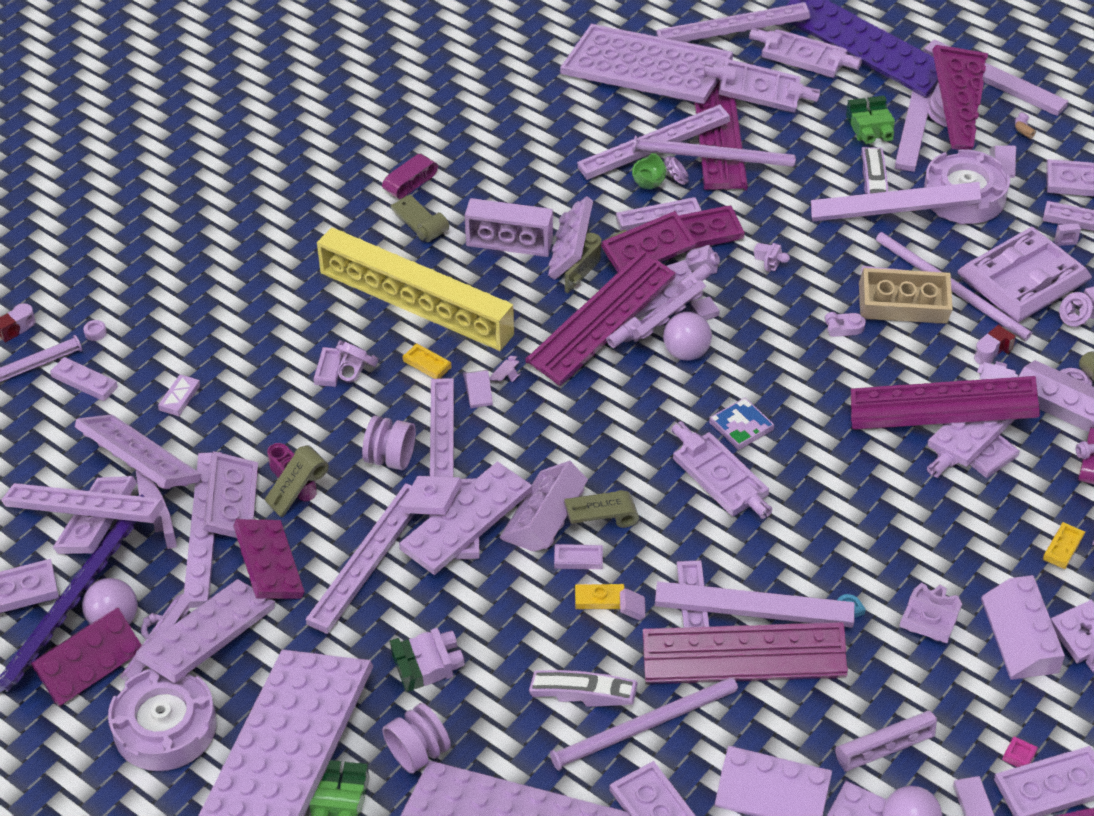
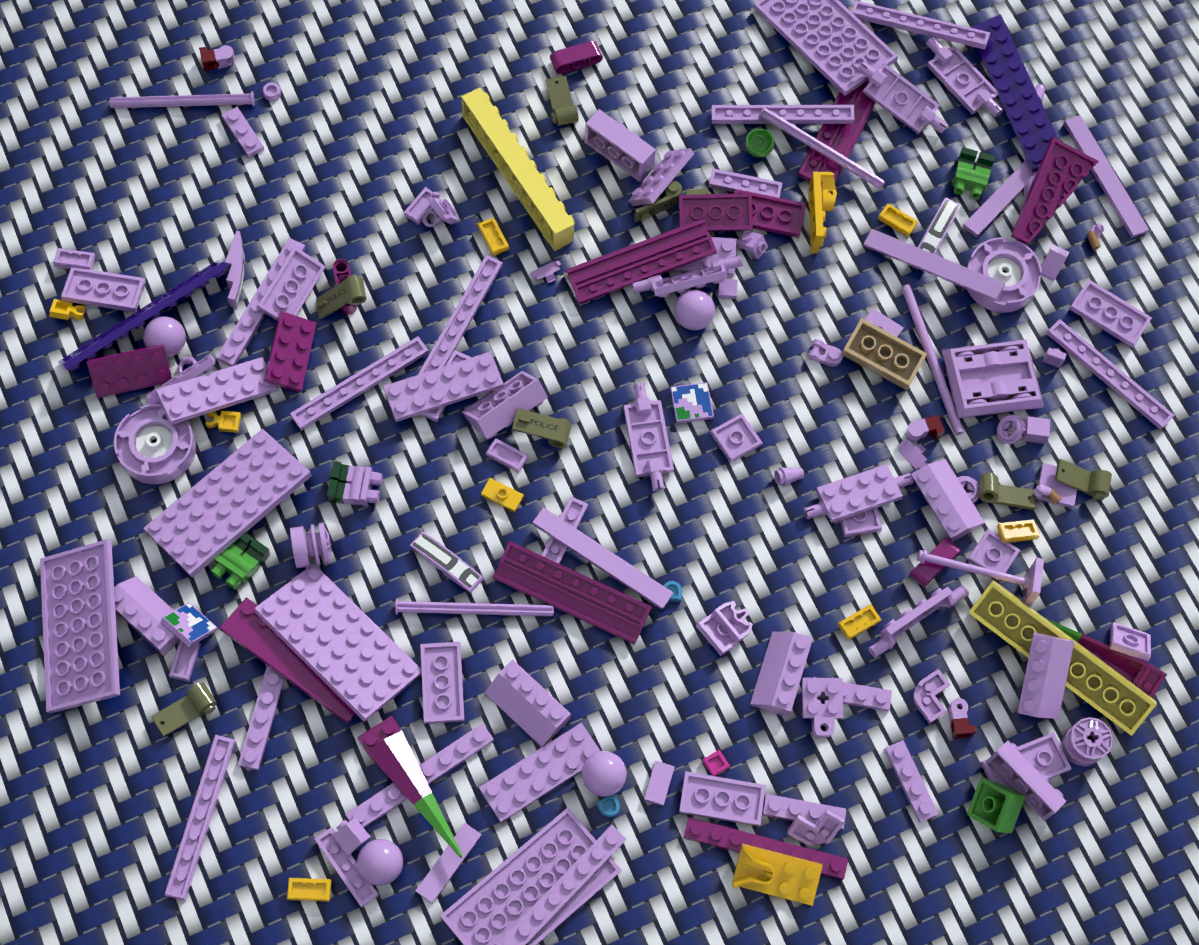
camera: 20 degrees right, 20 degrees up
(83, 502) = (182, 247): lavender plate -> none
(86, 532) = (191, 257): lavender plate -> none
(138, 451) = (244, 218): lavender plate -> none
(179, 395) = (302, 179): lavender tile -> none
(234, 660) = (226, 422): none -> yellow plate
(389, 442) = (422, 297): lavender wheel -> none
(431, 495) = (426, 358): lavender plate -> none
(478, 388) = (517, 277): lavender slope -> none
(632, 604) = (519, 514): lavender tile -> none
(676, 170) = (784, 149): lavender gear -> none
(748, 201) = (819, 202): none -> yellow plate
(771, 255) = (808, 265): lavender piece -> none
(810, 435) = (736, 438): none -> lavender tile
(830, 185) = (897, 220): none -> yellow plate
(886, 741) = (629, 707): lavender brick -> none
(887, 445) = (785, 476): none -> lavender cone
(944, 402) = (848, 463): magenta plate -> none

